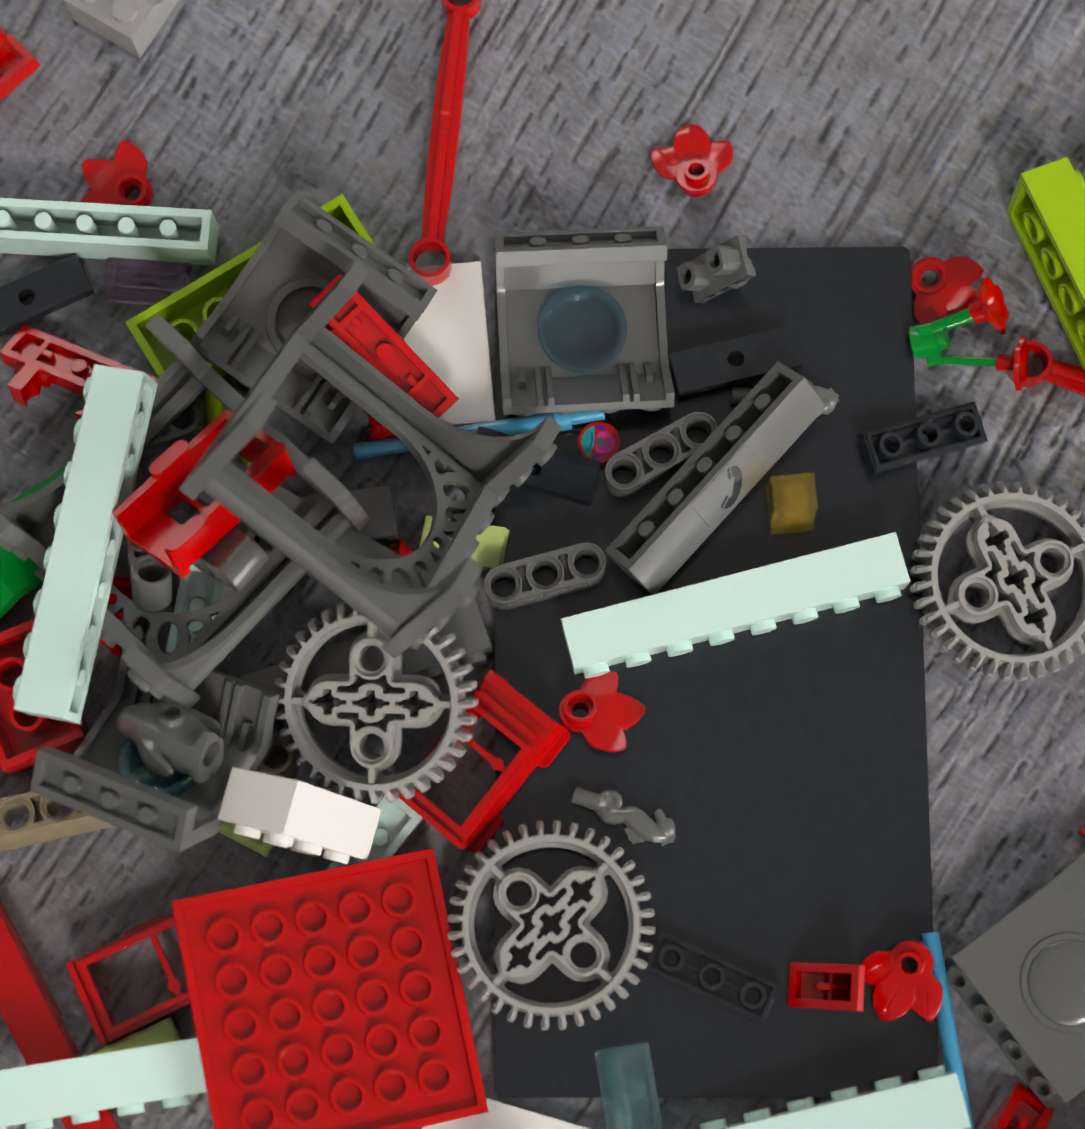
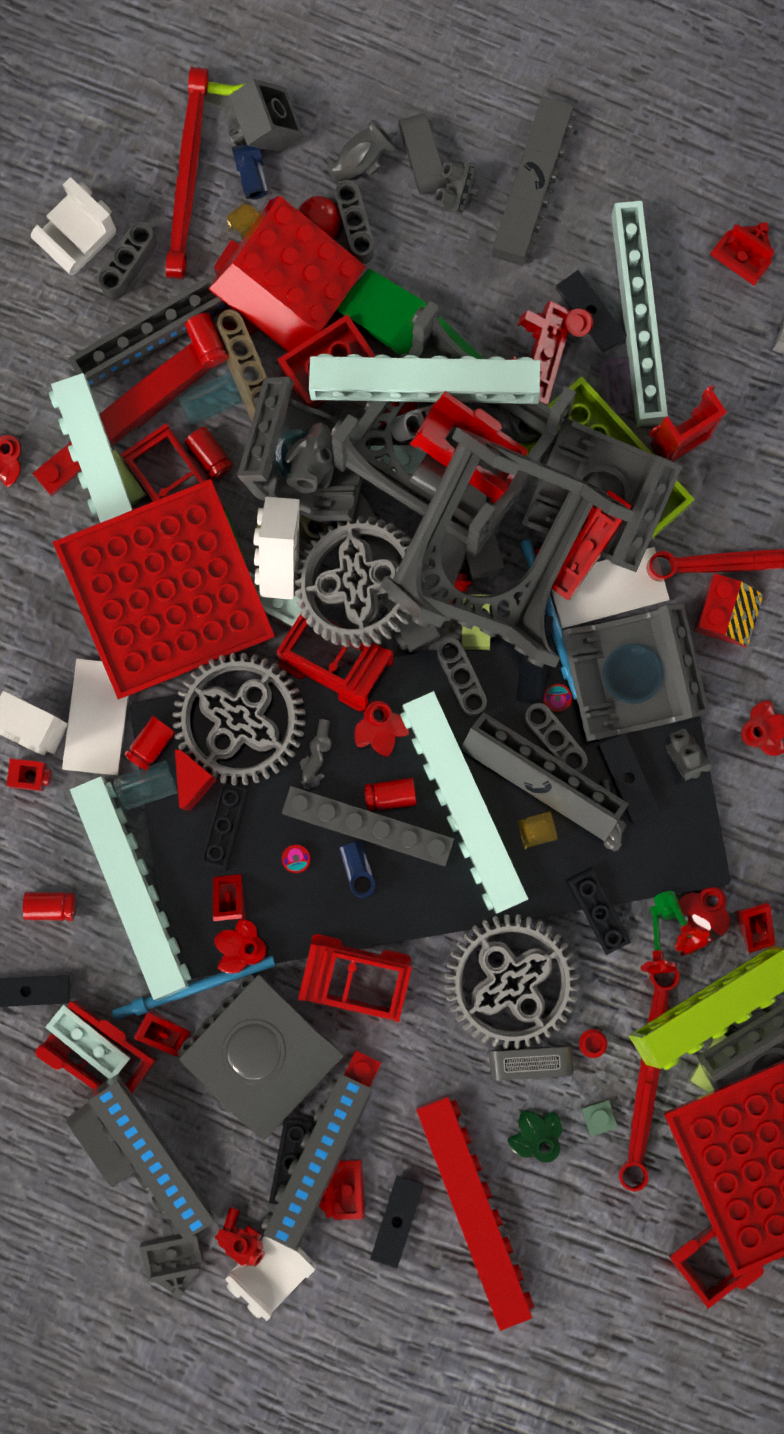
camera: 80 degrees right, 5 degrees up
(38, 894) = (208, 398): none -> clear light blue slope
(42, 315) = (579, 322): none -> red plate
(115, 179) = (684, 351): red plate -> none
(126, 906) = (209, 453): none -> red piece
(235, 176) = (676, 442): none -> red piece
(510, 182) = (728, 610): none -> slope
(565, 1072) = (149, 743): none -> red piece
(636, 1010) = (191, 780): none -> red slope
(705, 712) = (390, 794): none -> red piece
(749, 753) = (367, 826): none -> dark grey brick
(779, 872) = (296, 858): none -> tile
(806, 779) = (357, 867): none -> dark blue piece
(954, 860) = (320, 969): none -> red piece
(974, 222) = (756, 926): none -> red slope

